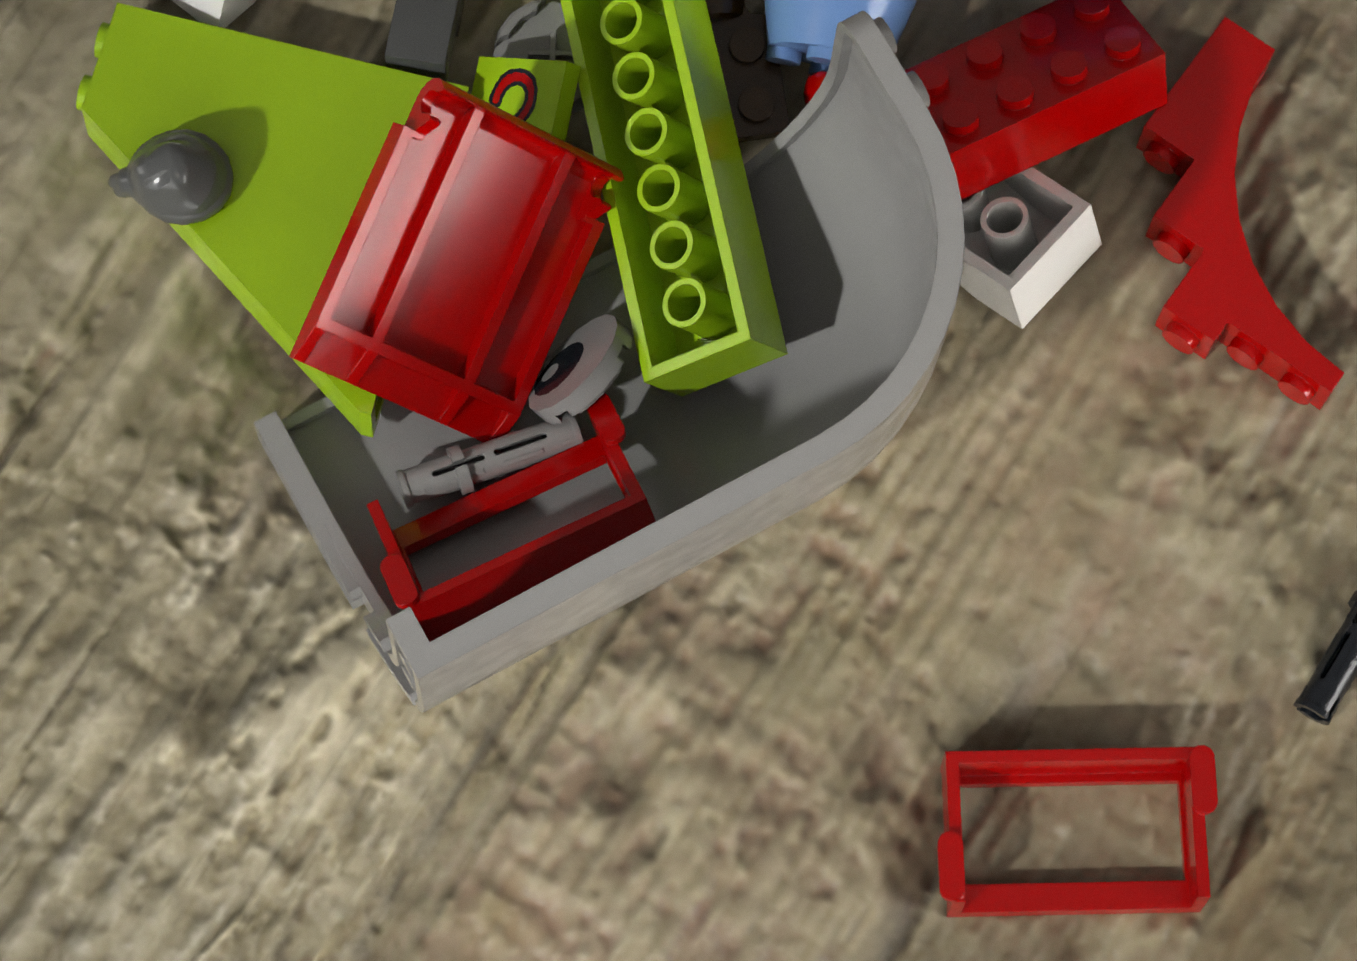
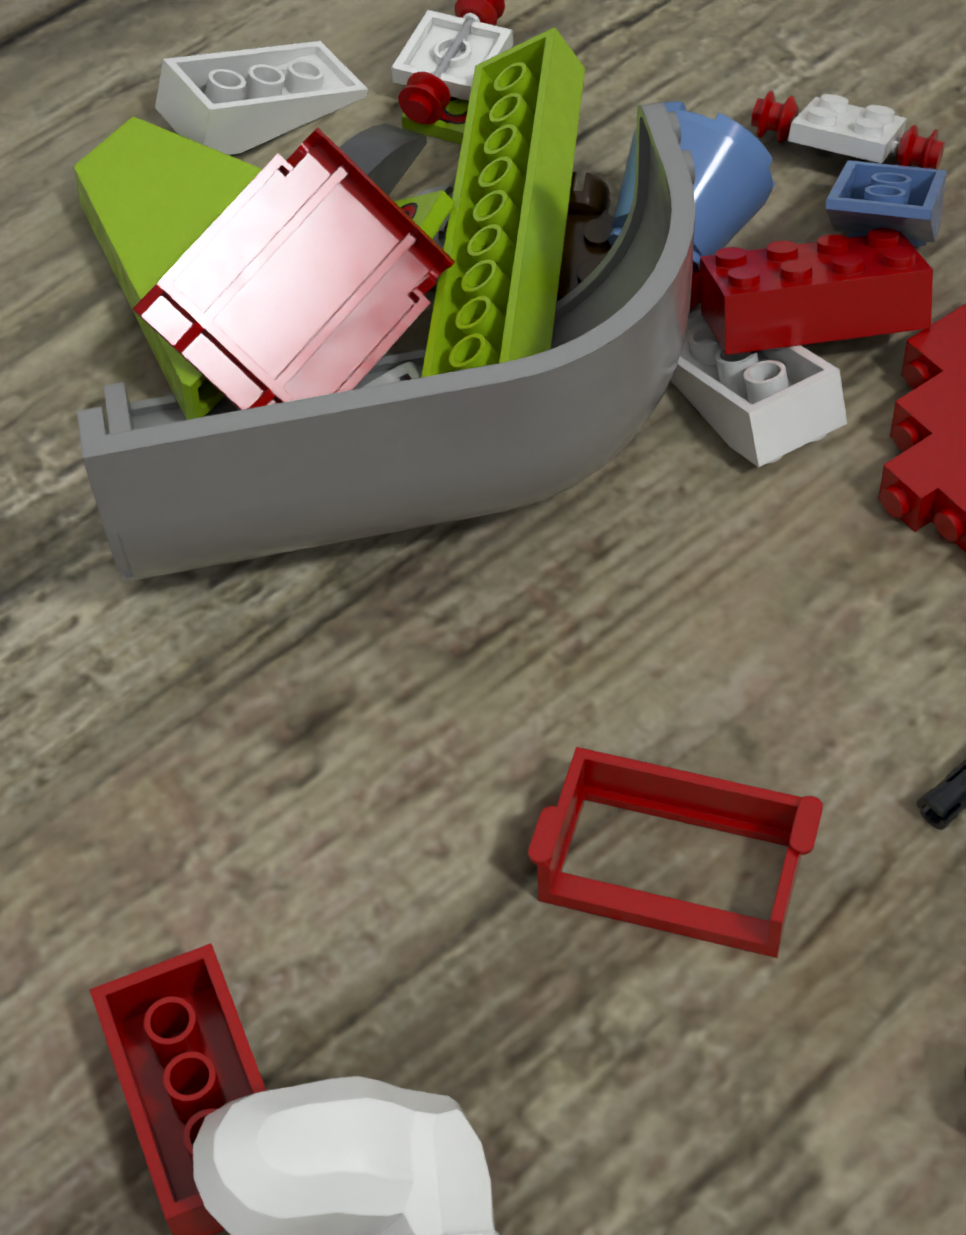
camera: 25 degrees right, 20 degrees down
(177, 177) = (117, 210): dark grey hat -> none

